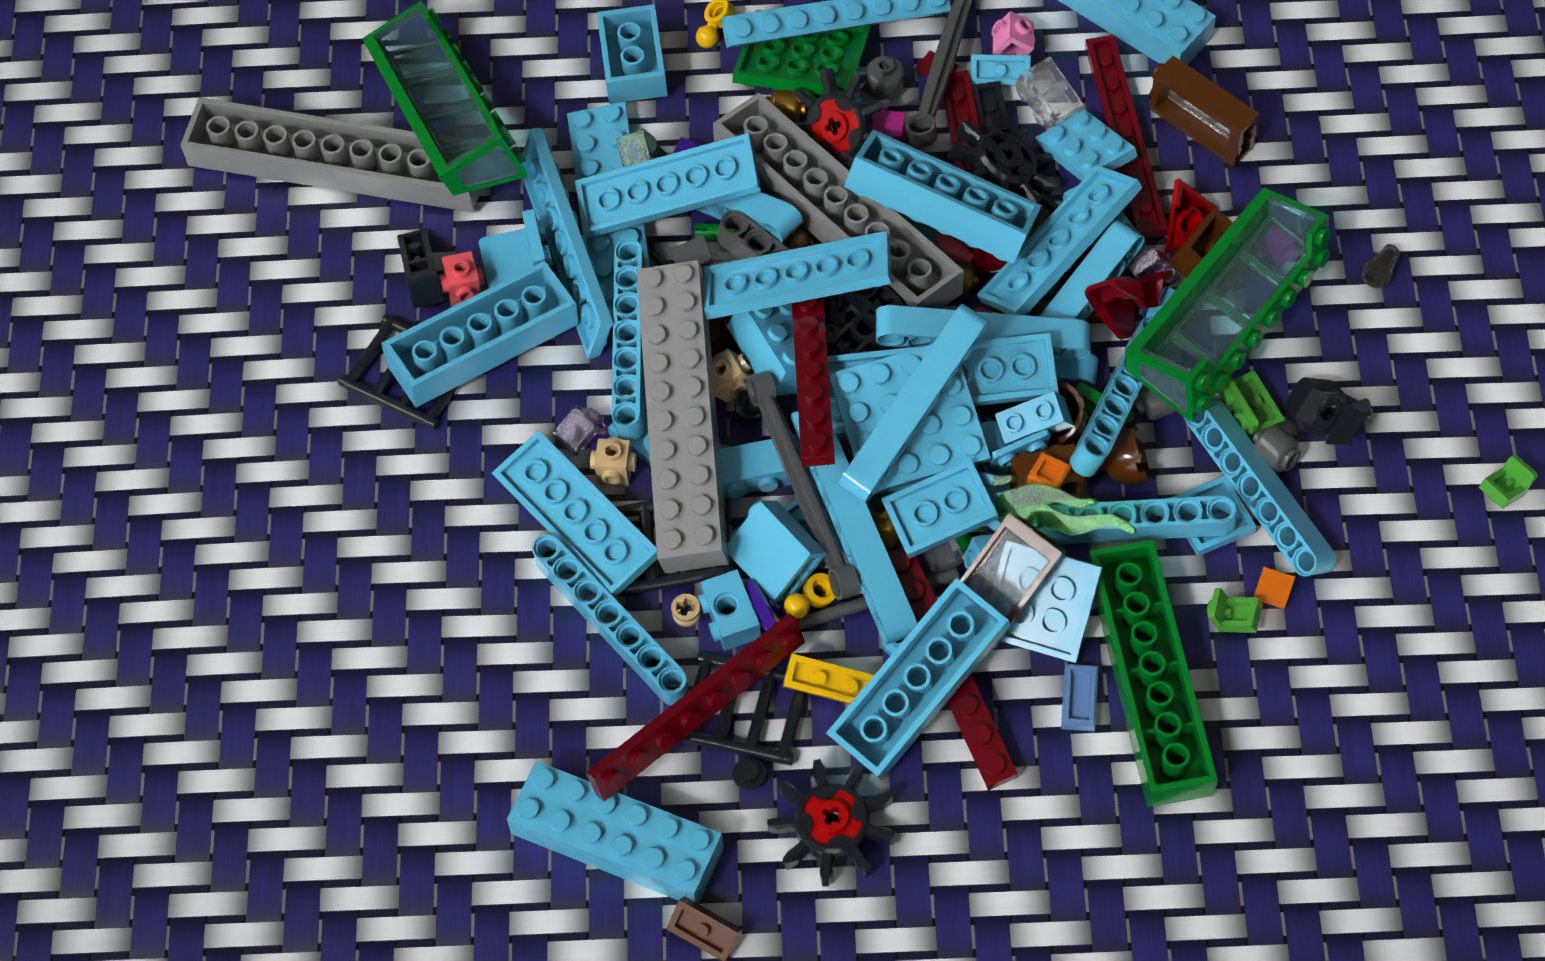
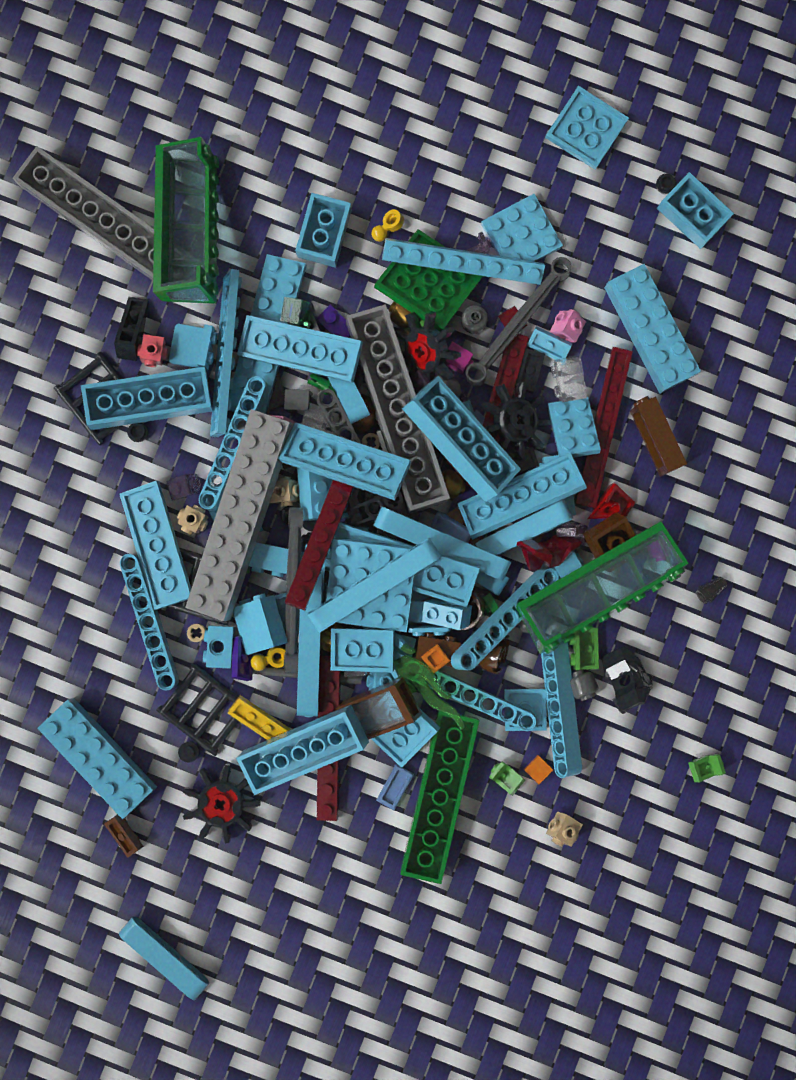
camera: 15 degrees right, 25 degrees up
(482, 389) = (137, 432): none -> black plate
(695, 707) = (164, 712): dark red plate -> none
(1355, 642) = (563, 829): none -> tan brick

